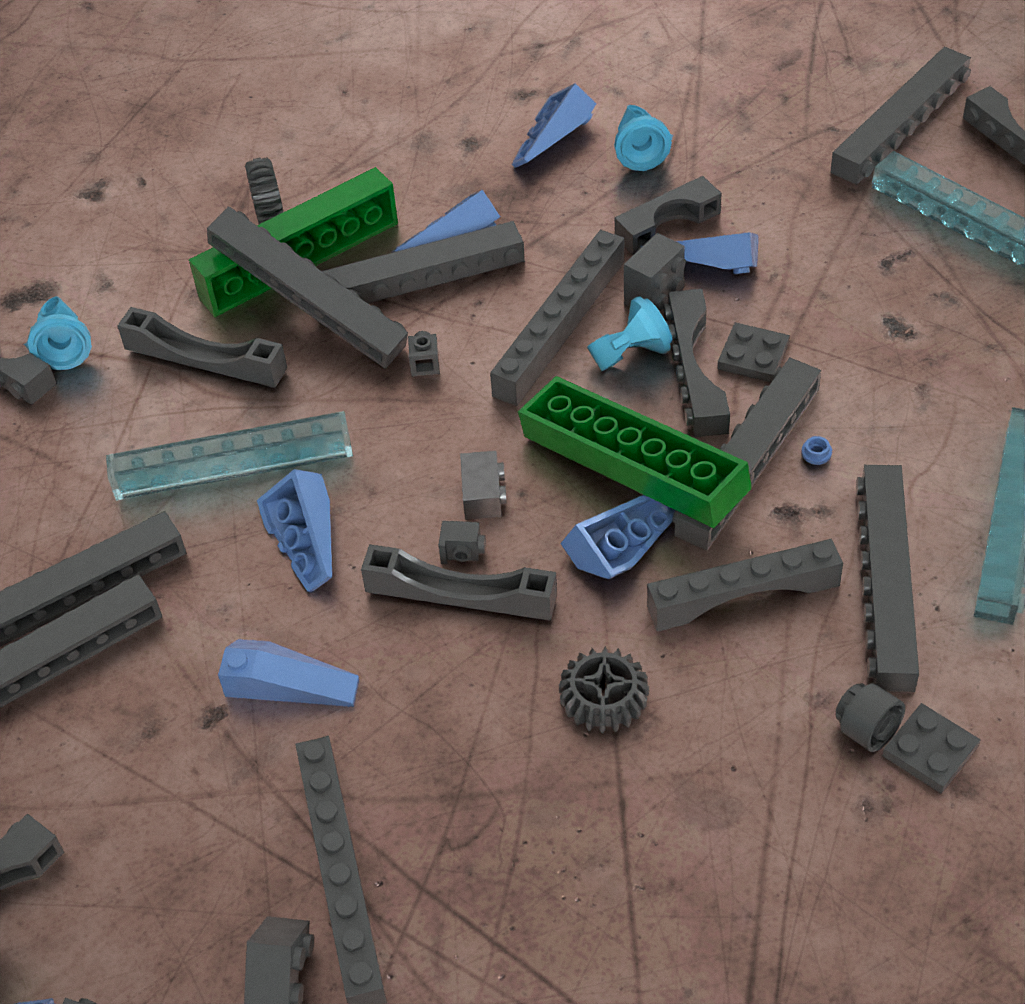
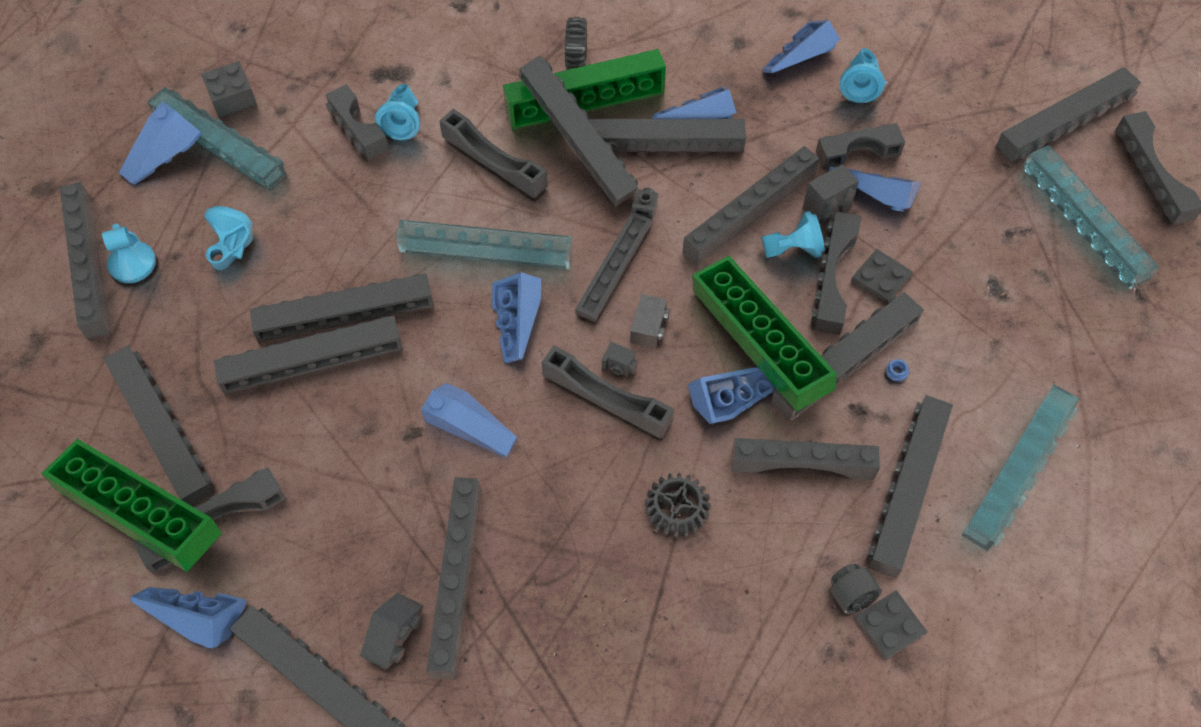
camera: 15 degrees right, 10 degrees up
(410, 437) = (613, 267): none -> dark grey plate

